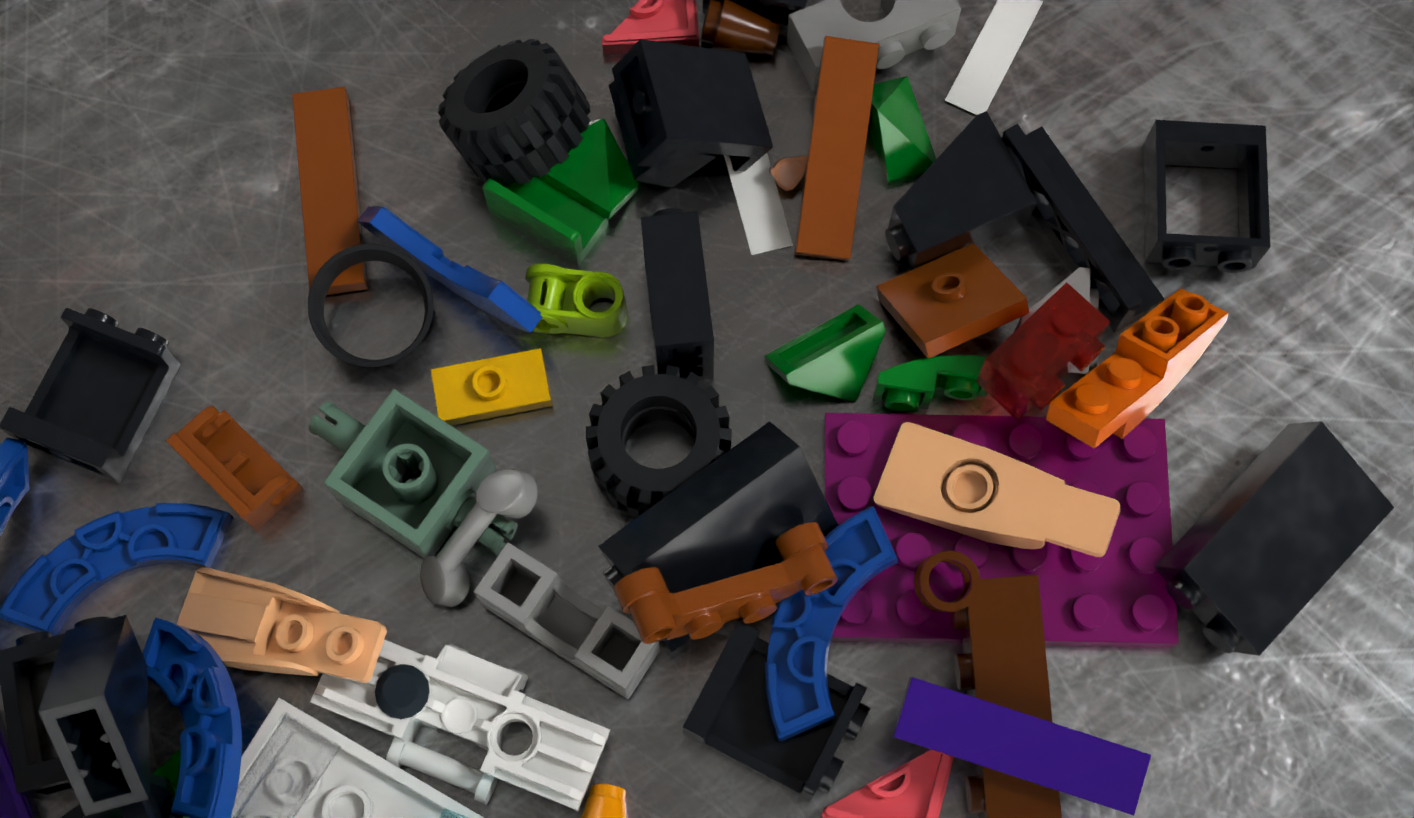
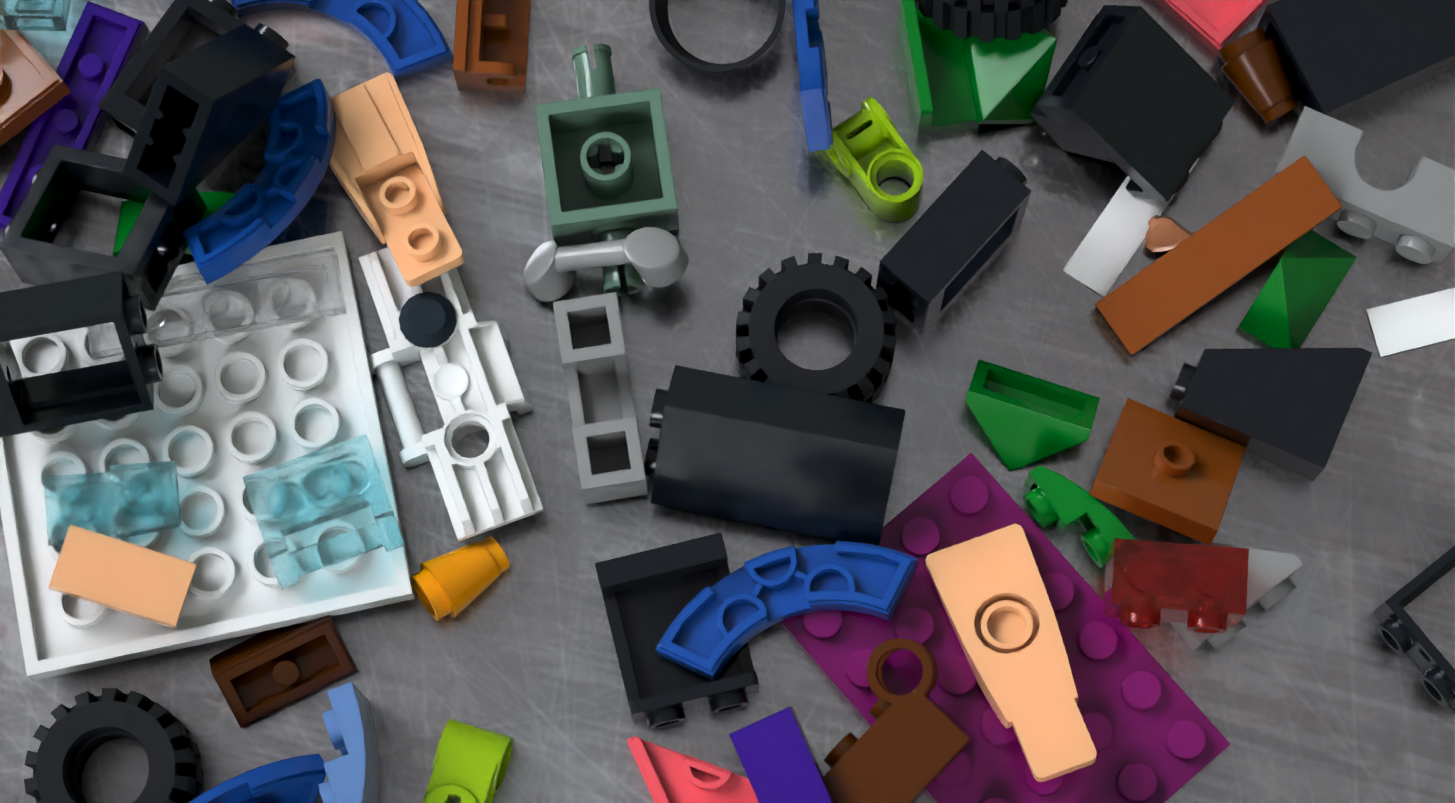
camera: 50 degrees right, 5 degrees up
(491, 387) = (744, 162): yellow plate -> none
(744, 596) = (744, 521): dark orange plate -> none
(1081, 229) = (1347, 525): black fence -> none
(1141, 372) = (1252, 688): orange slope -> none

